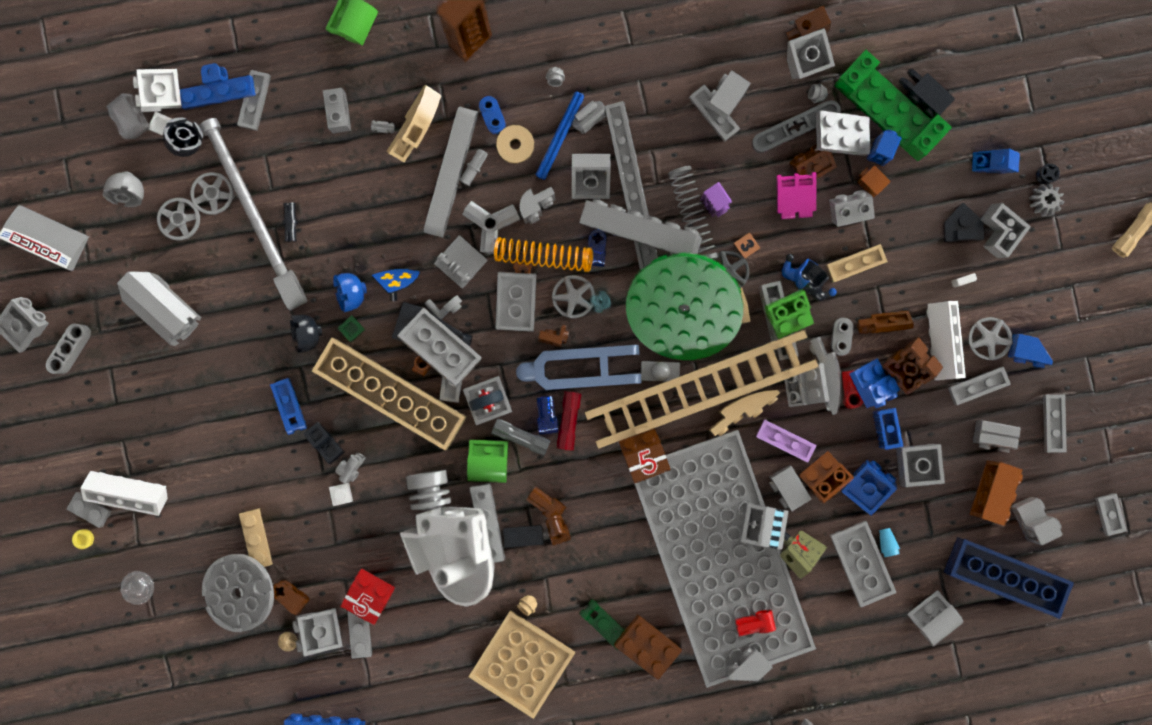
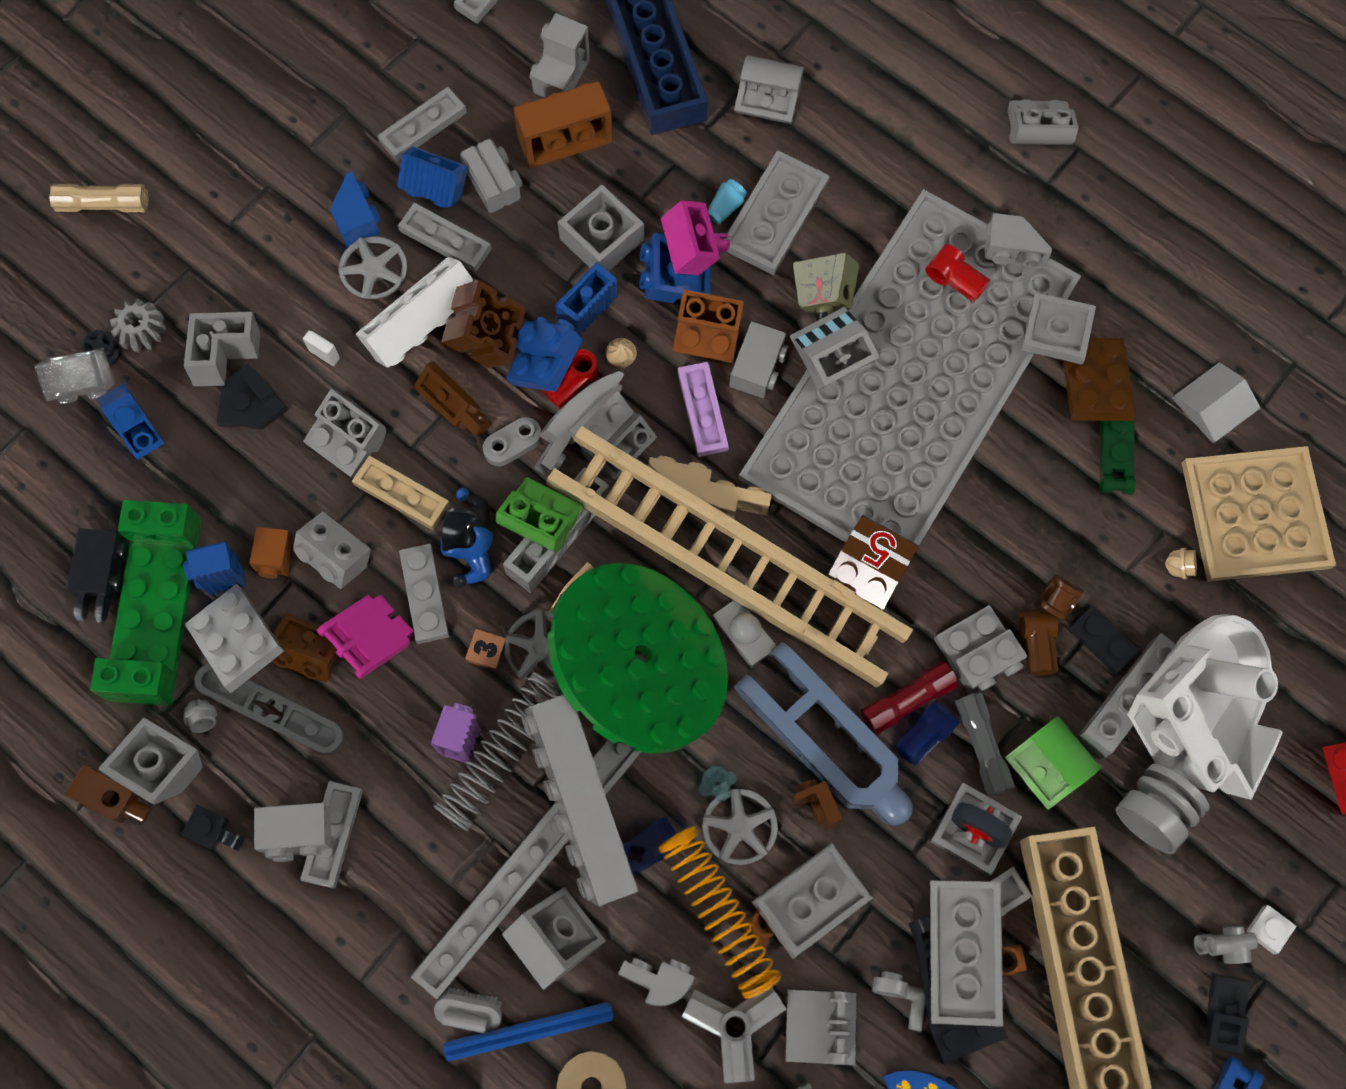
camera: 135 degrees left, 15 degrees down
(564, 473) = (981, 650): none -> light grey plate
(590, 697) = (1217, 401): none -> light grey slope
(687, 648) = (1058, 328): none -> light grey plate
(760, 61) = (209, 829): none -> black plate
(797, 237) = (424, 594): none -> light grey plate
(847, 425) = (621, 352): none -> tan plate
(877, 504) = (691, 238): none -> dark pink brick
(908, 258) = (344, 433): none -> light grey brick
(1018, 403) = (431, 177): none -> blue brick
(1040, 150) = (75, 375): none -> clear brick

